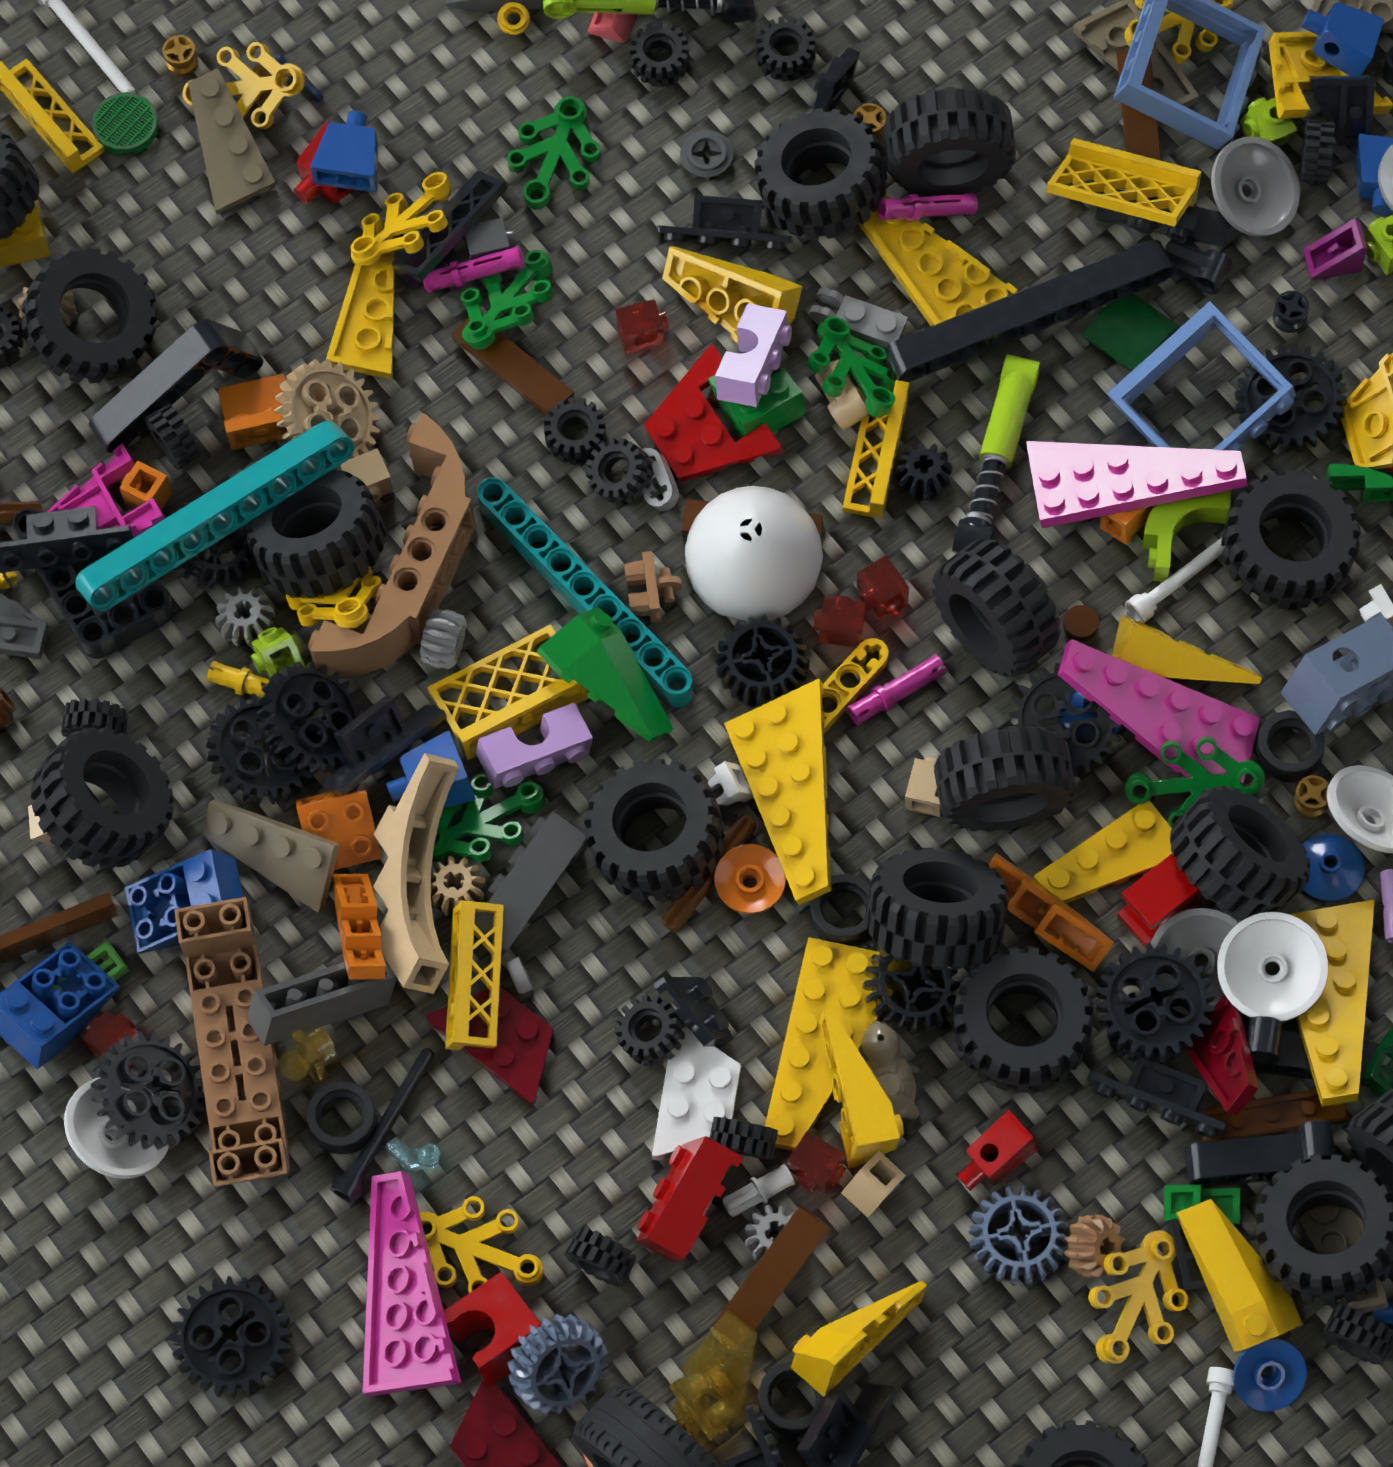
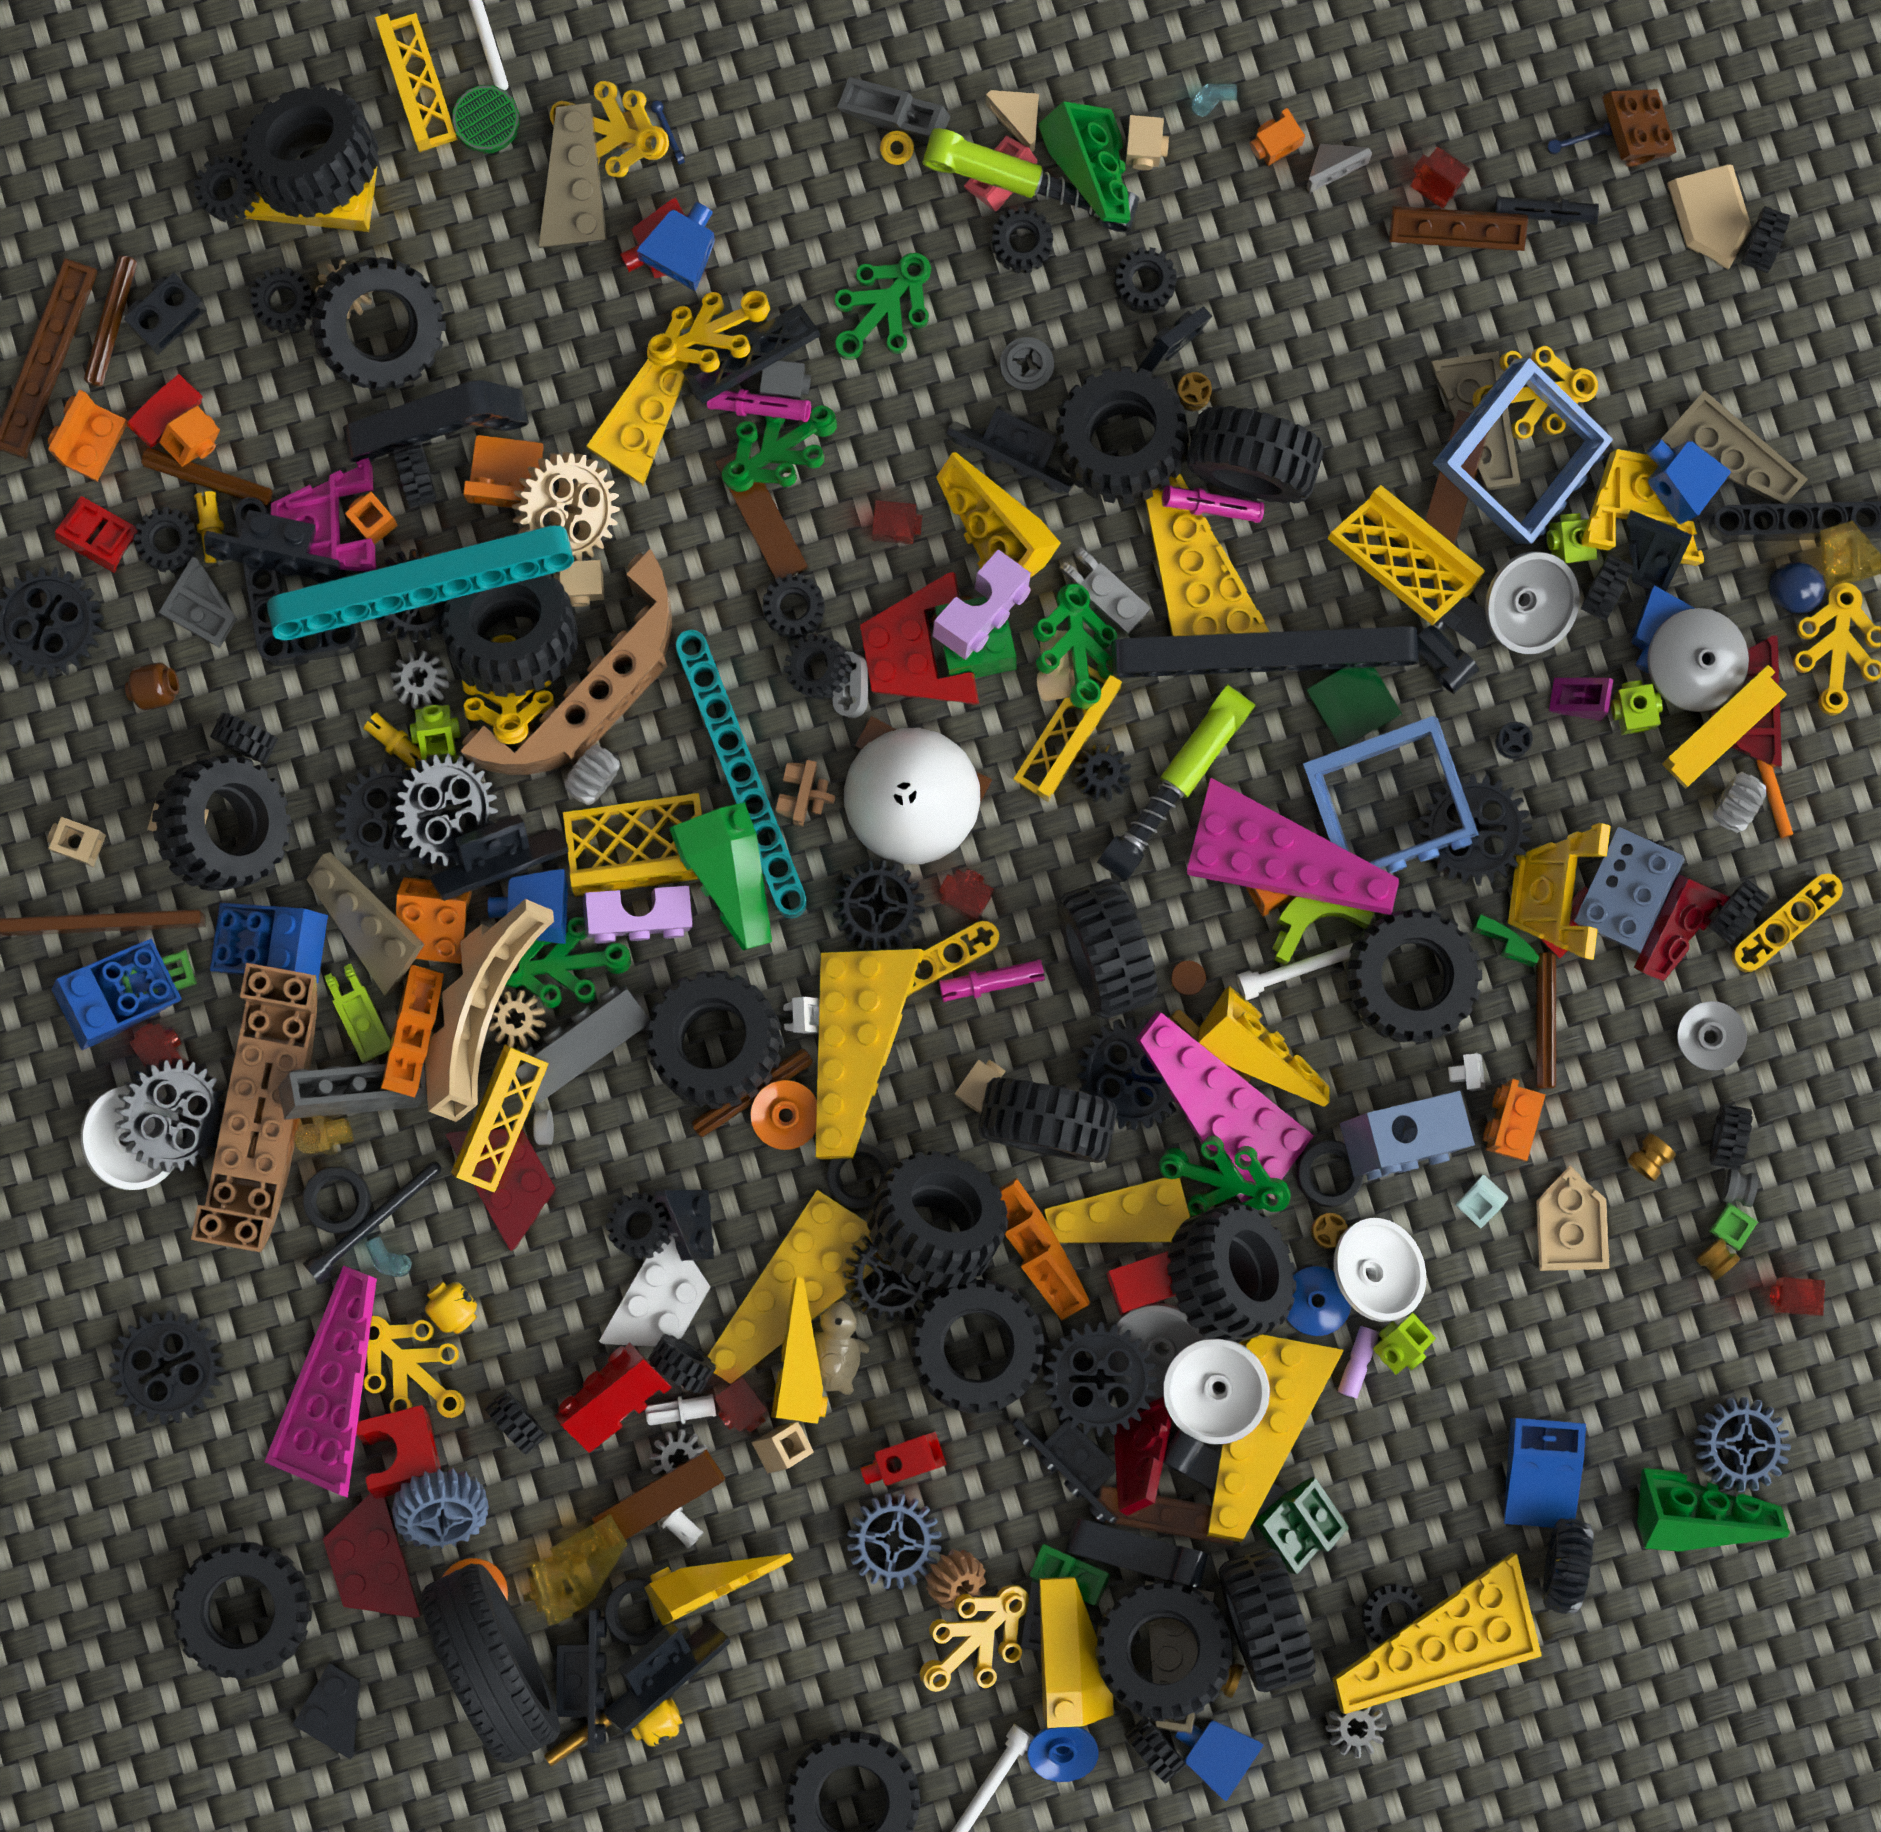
camera: 15 degrees right, 15 degrees up
(184, 49) = (562, 59): pearl gold wheel -> none
(299, 937) = (359, 1017): none -> lime hinge
(493, 1175) = (451, 1307): none -> yellow head
(802, 1300) = (682, 1527): none -> white axle
(882, 588) = (1017, 876): clear red brick -> none

